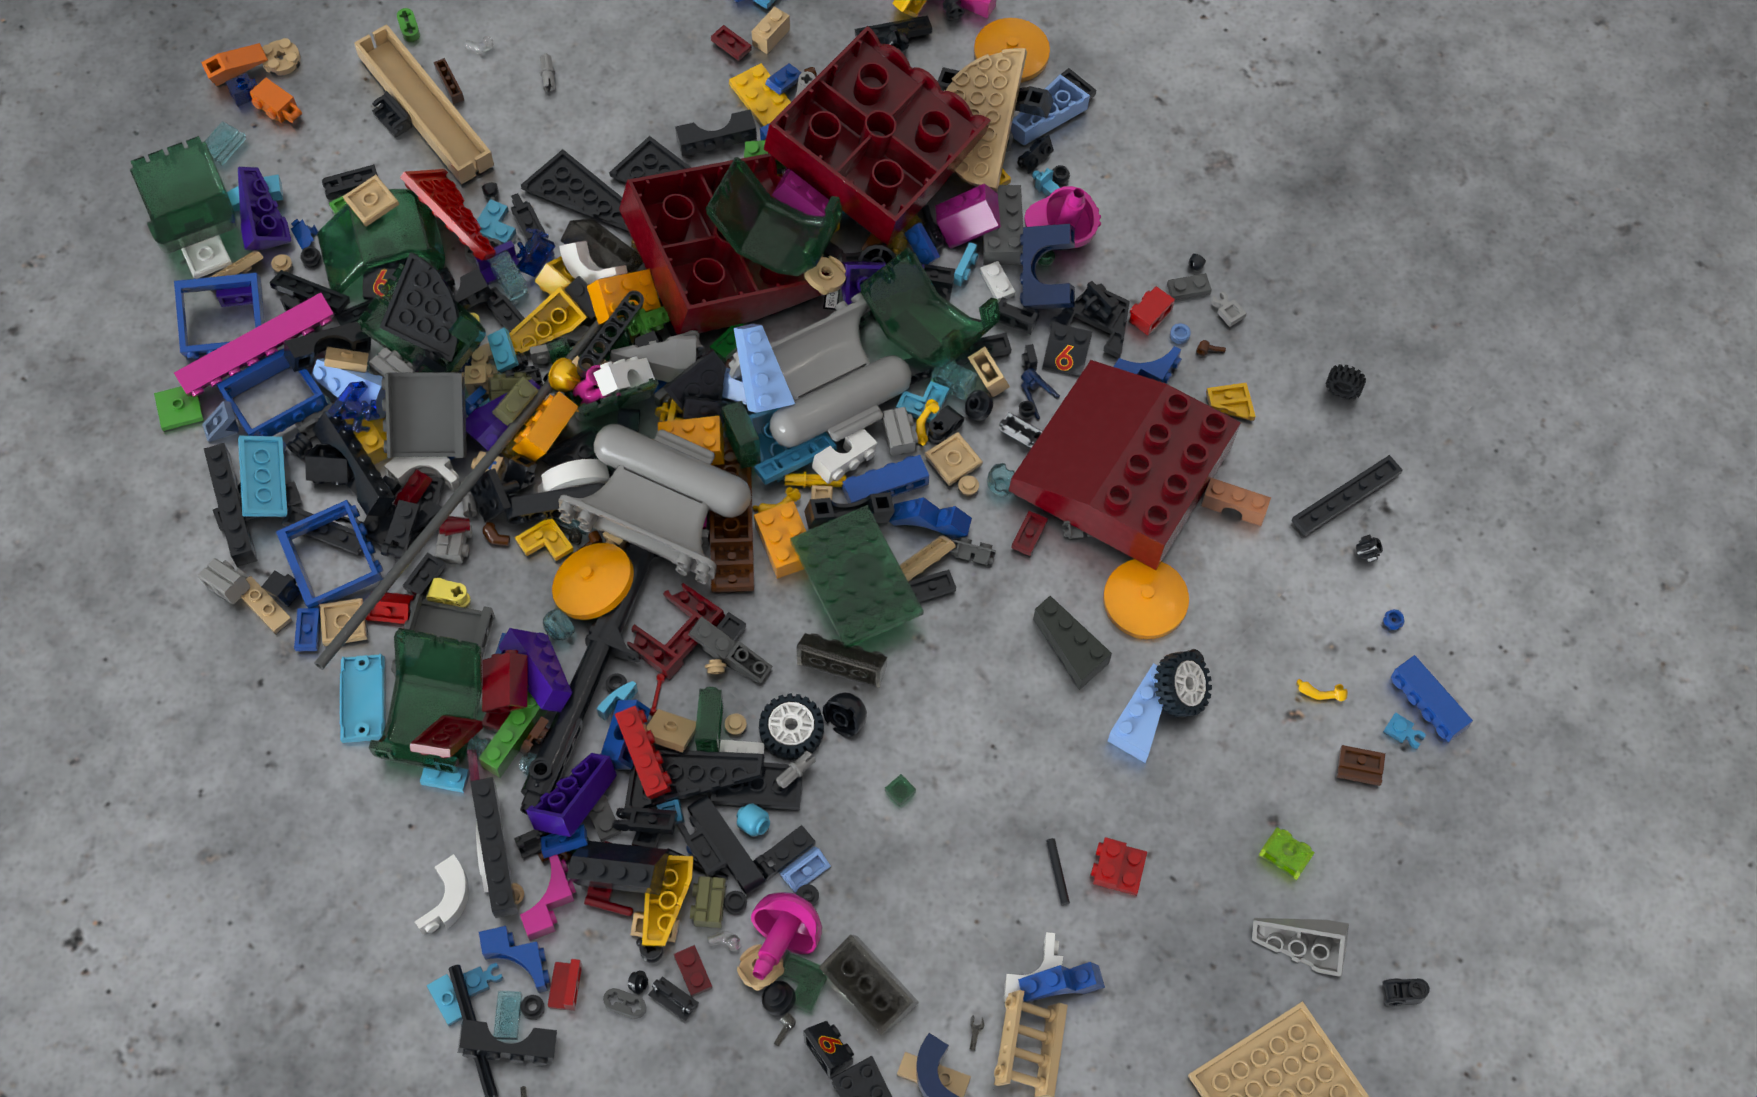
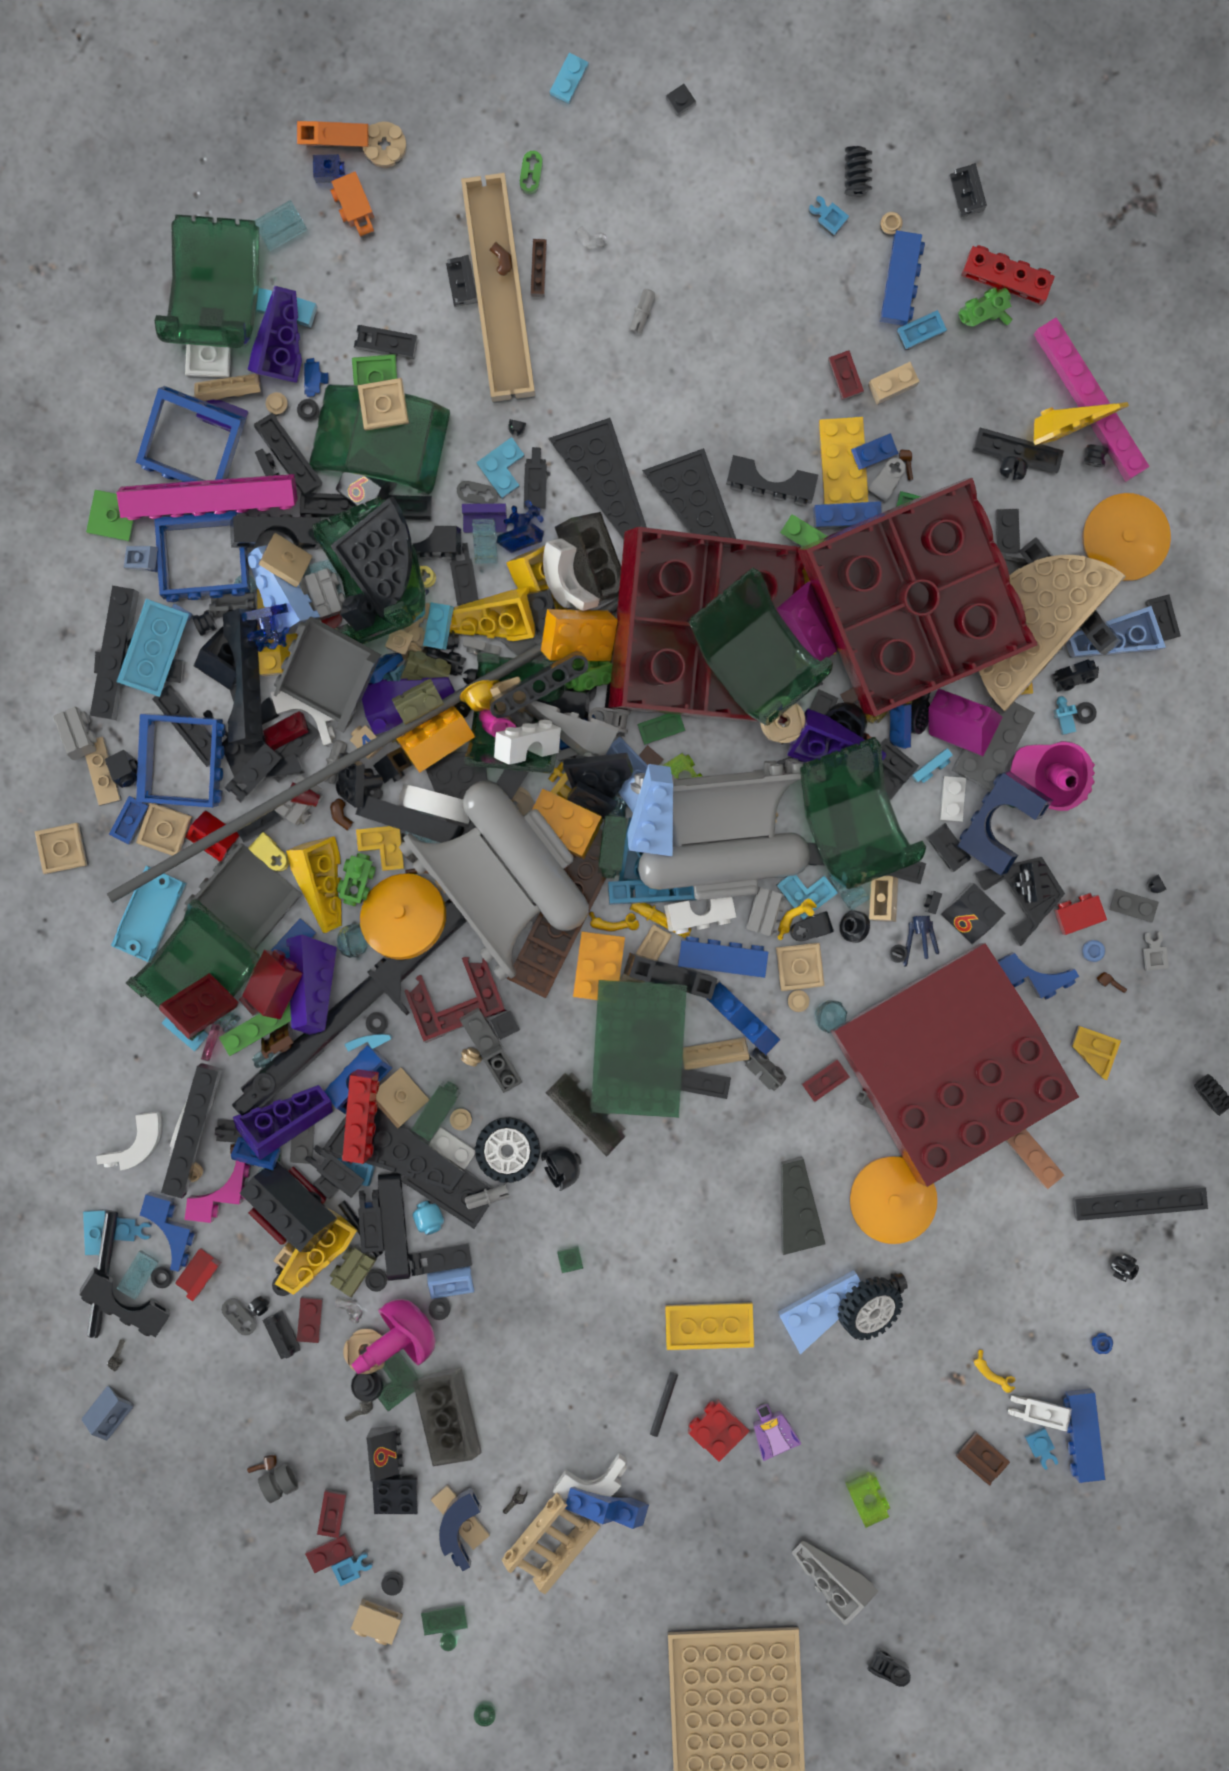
camera: 30 degrees right, 25 degrees up
(255, 683) = (60, 848): none -> tan plate
(415, 77) = (504, 259): none -> reddish brown arm
(447, 204) = (458, 422): red wing -> none
(495, 585) = (316, 873): none -> yellow wedge
(535, 570) = (358, 872): none -> bright green brick
(660, 679) = (396, 1065): red hinge -> none
(1020, 429) = (877, 968): hinge -> none
(1056, 781) = (709, 1326): none -> yellow plate
(1169, 840) = (774, 1433): none -> torso
(1382, 696) = (1042, 1413): none -> white hinge

